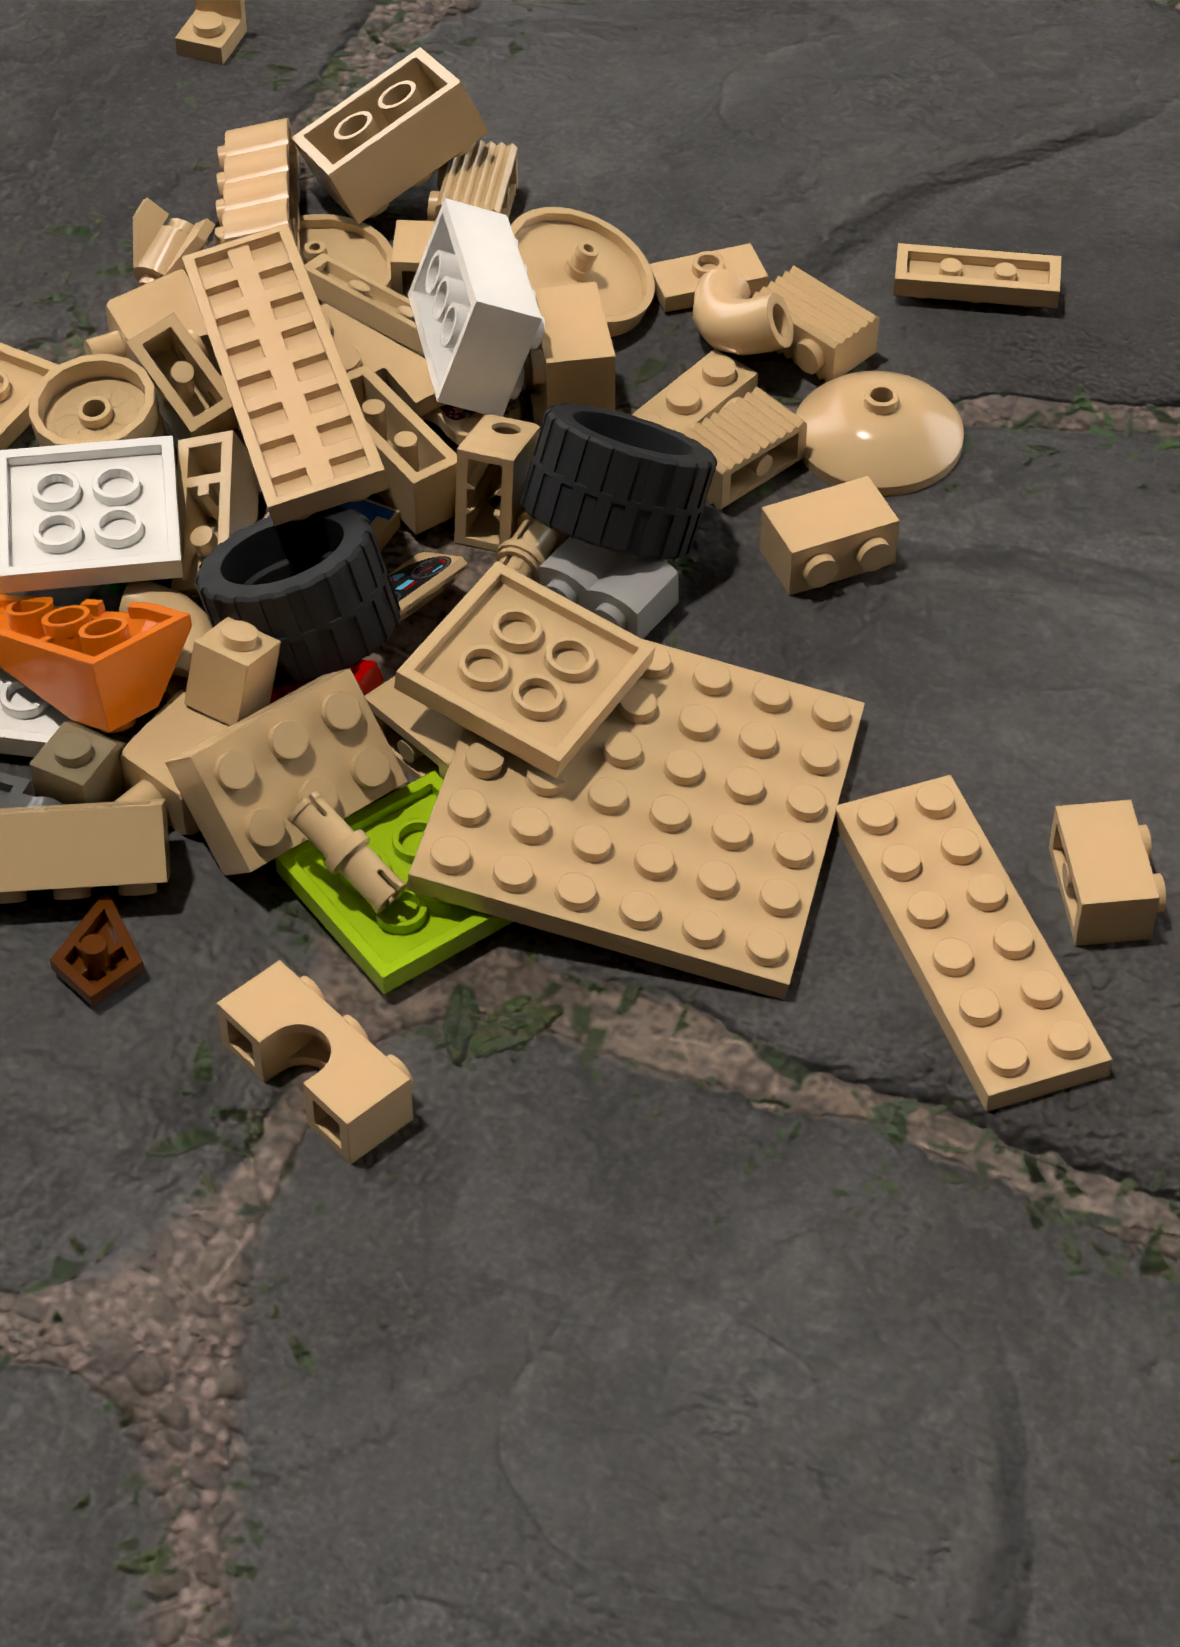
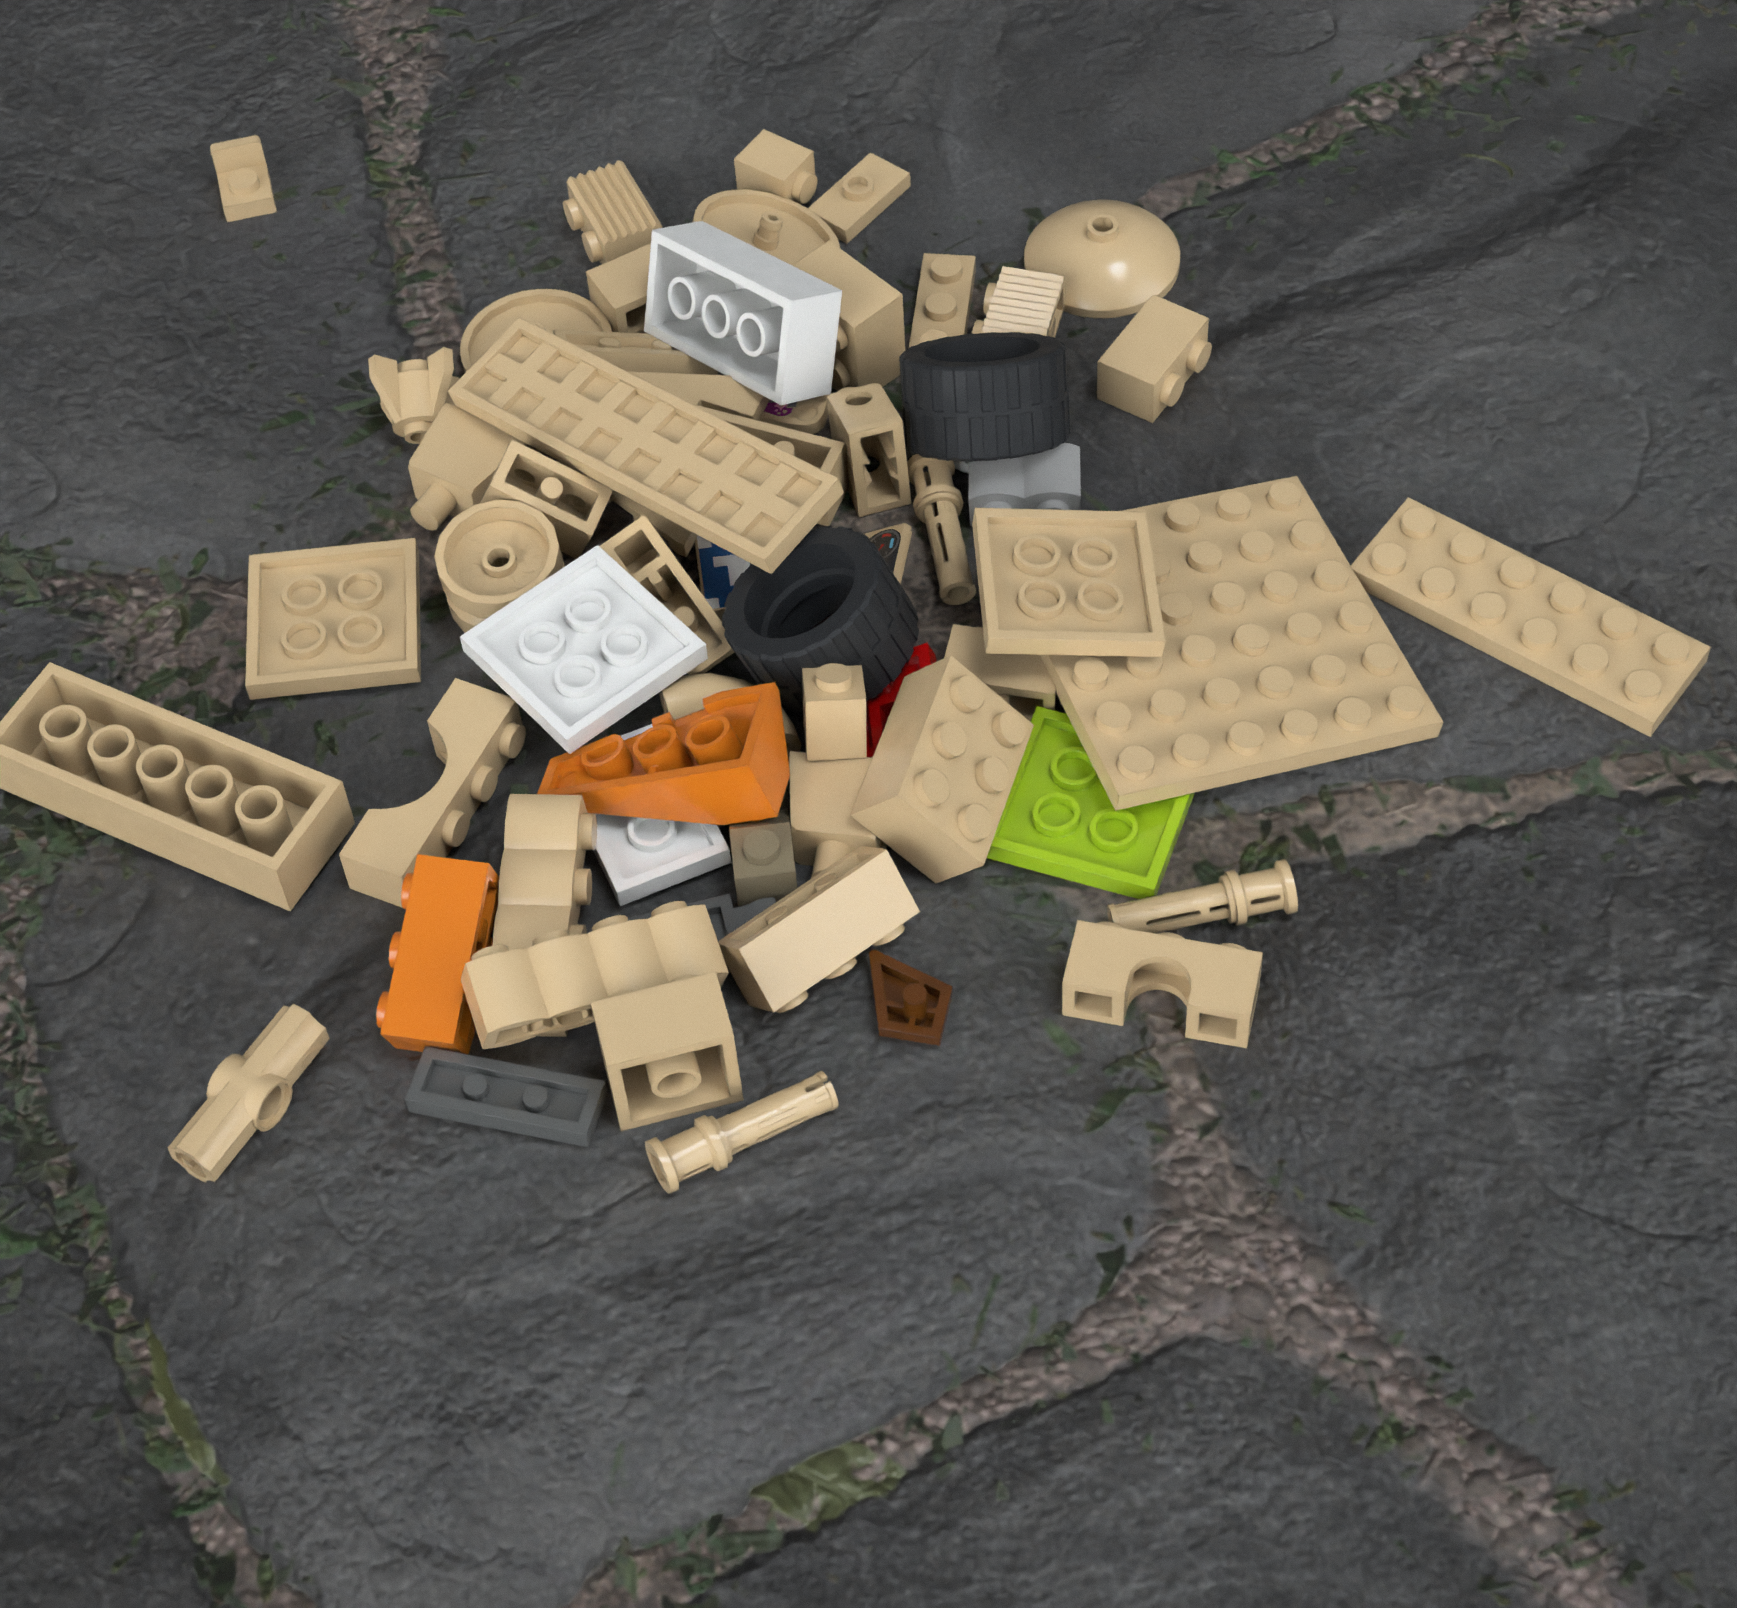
camera: 30 degrees left, 5 degrees up
(258, 181) = (435, 299): tan brick -> none
(347, 851) = (1055, 805): tan pin -> none
(390, 135) = (519, 201): tan brick -> none
(448, 1025) = (1231, 898): none -> tan pin
(649, 217) = (777, 168): none -> tan brick
(736, 322) = (930, 223): tan cylinder -> none
(828, 328) = (984, 195): tan brick -> none
(977, 275) = (1067, 93): tan plate -> none
(1105, 872) = (1582, 511): tan brick -> none

